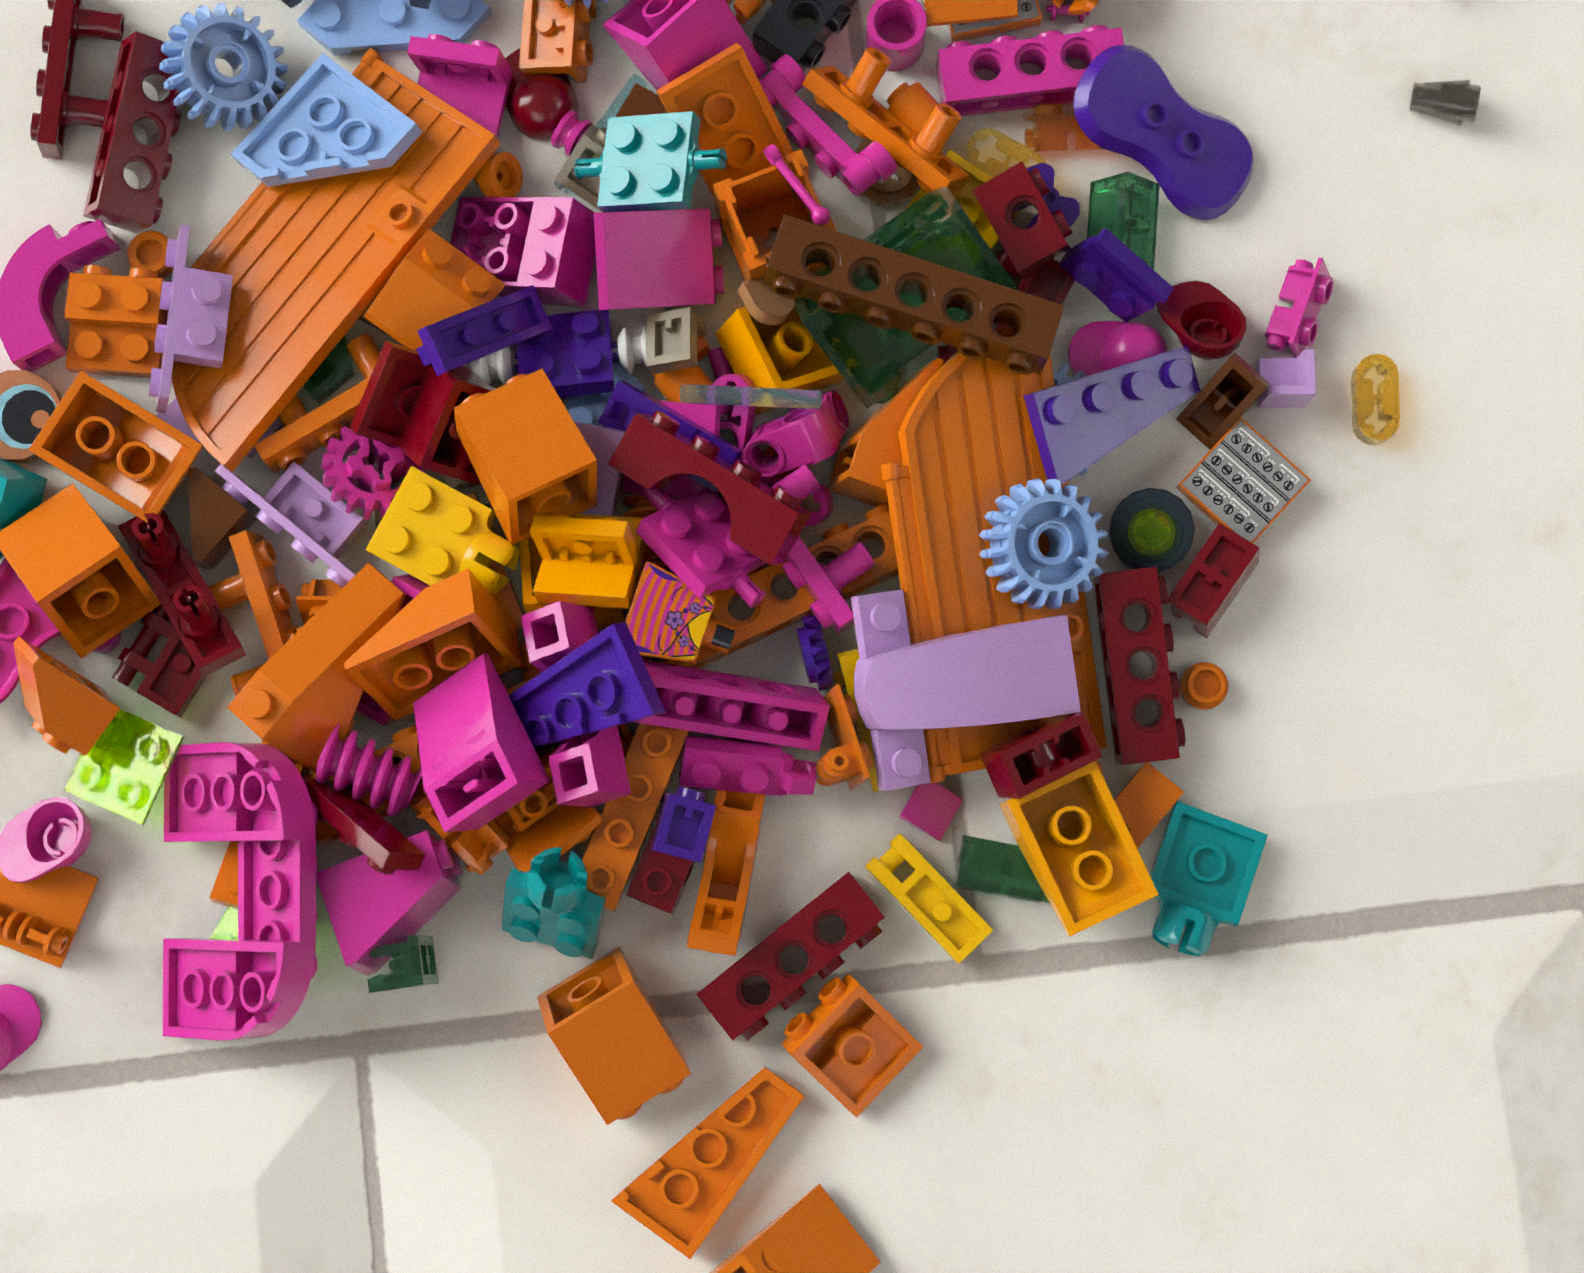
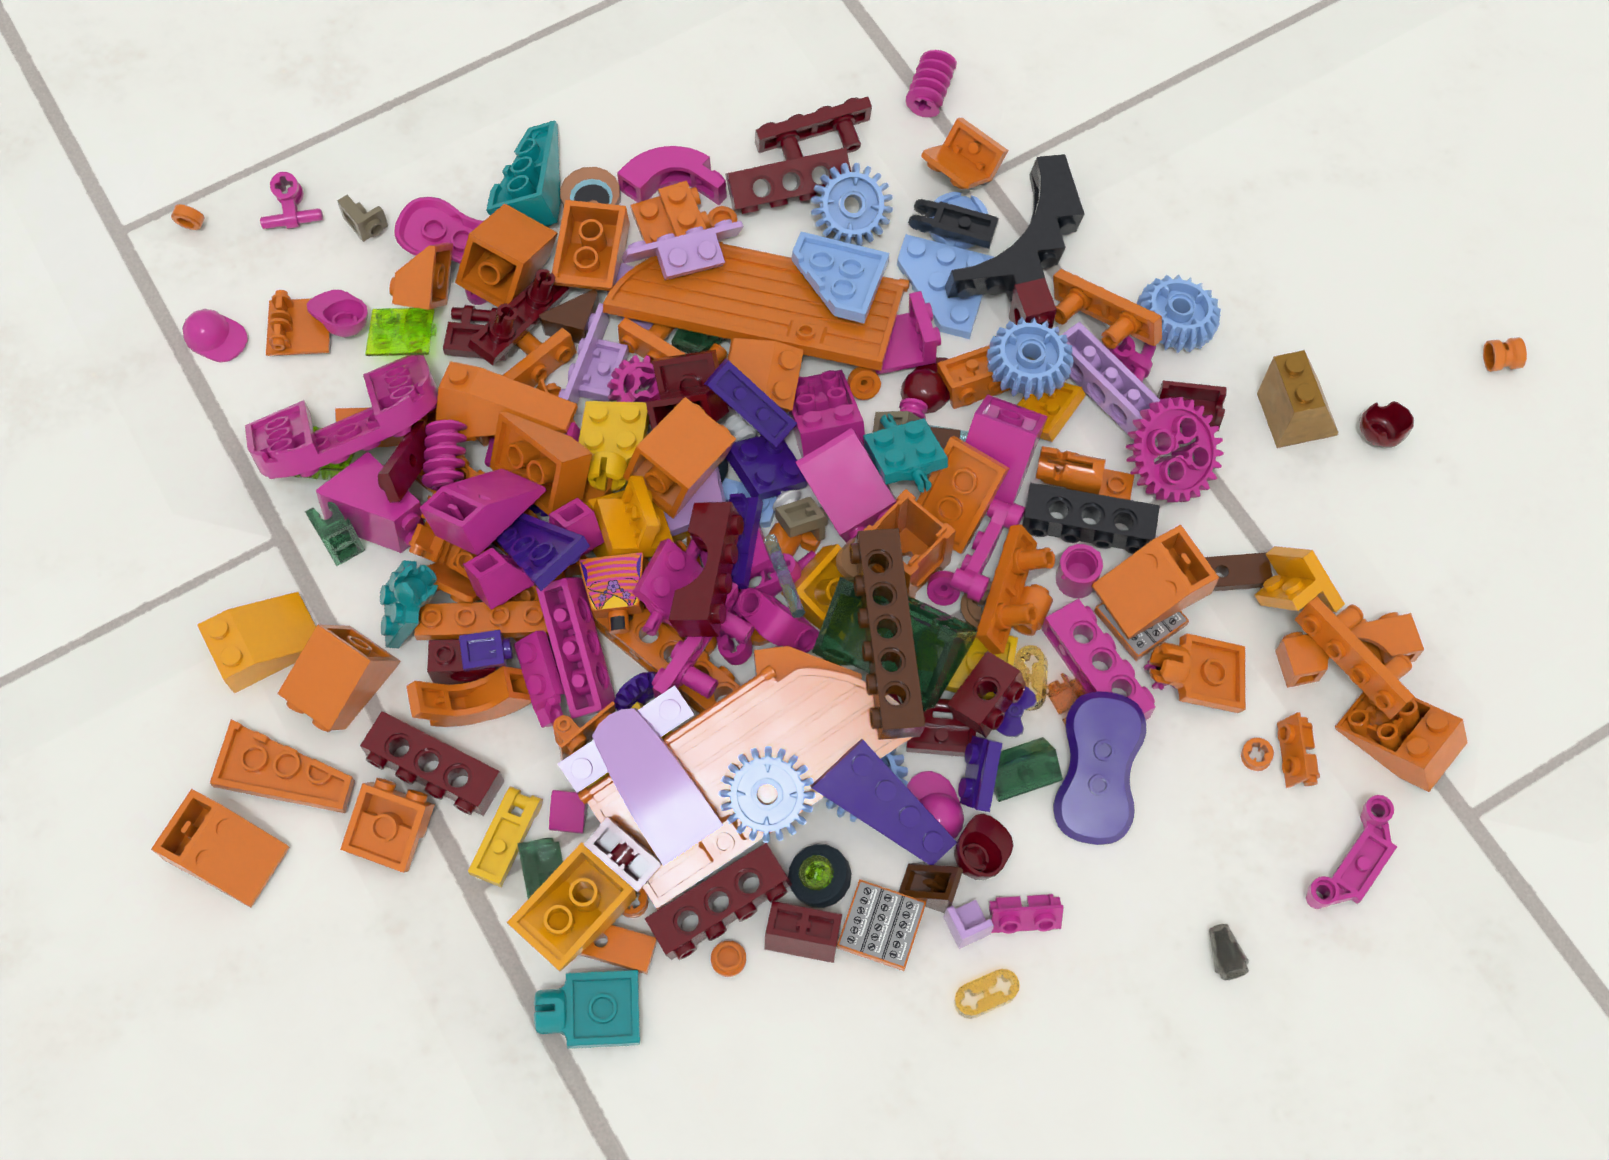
camera: 65 degrees right, 15 degrees down
(507, 1120) = (257, 638): none -> light orange slope
(819, 215) = (915, 556): dark pink hinge -> none
(843, 206) = (940, 590): none -> dark pink tile

